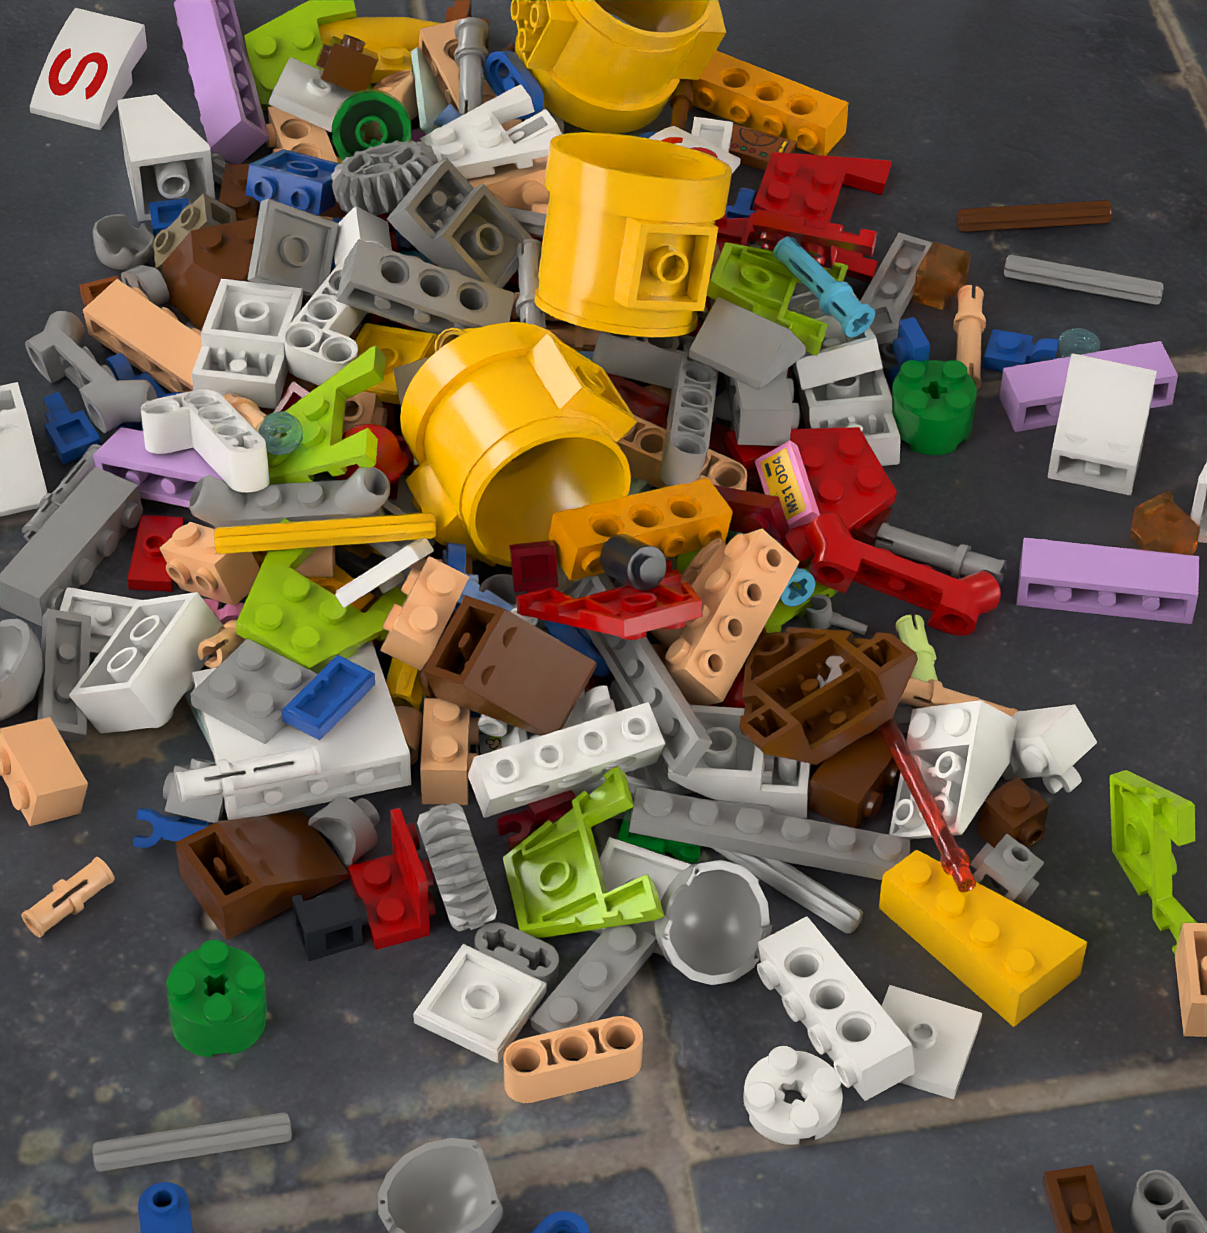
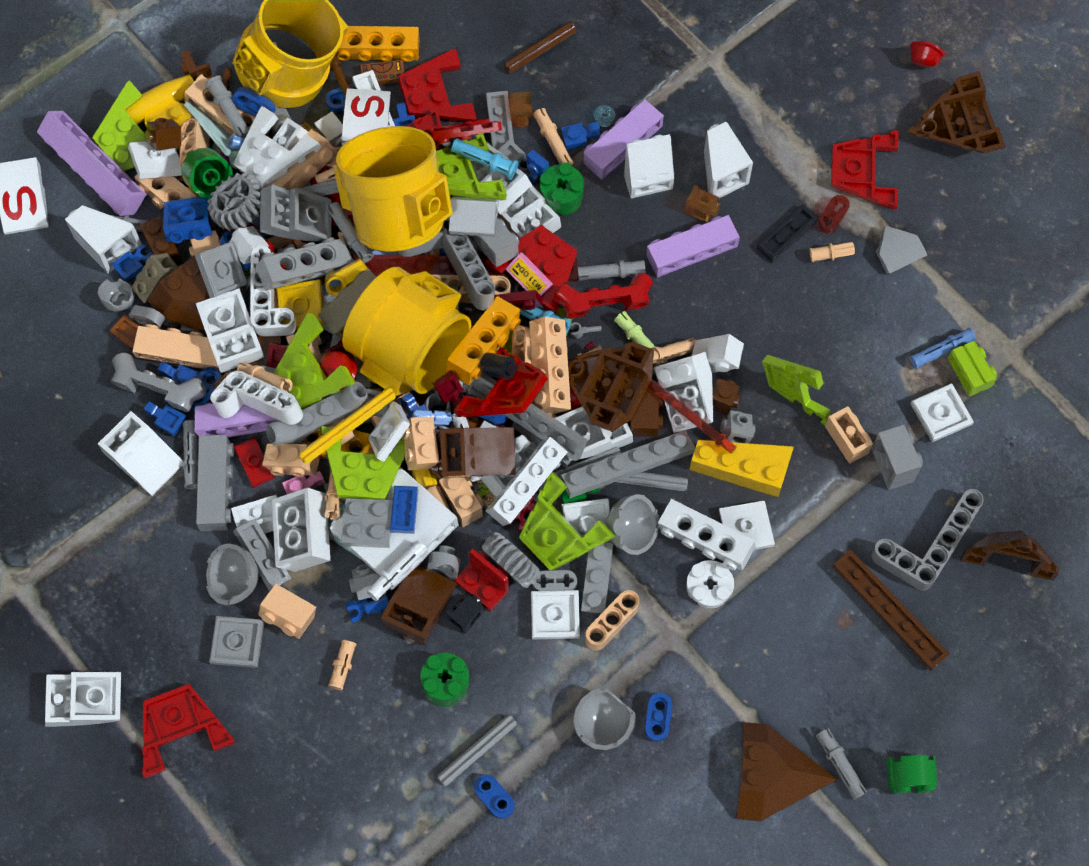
camera: 30 degrees left, 20 degrees up
(277, 423) = (295, 378): clear light blue plate -> none
(1083, 279) = (584, 74): light grey axle -> none

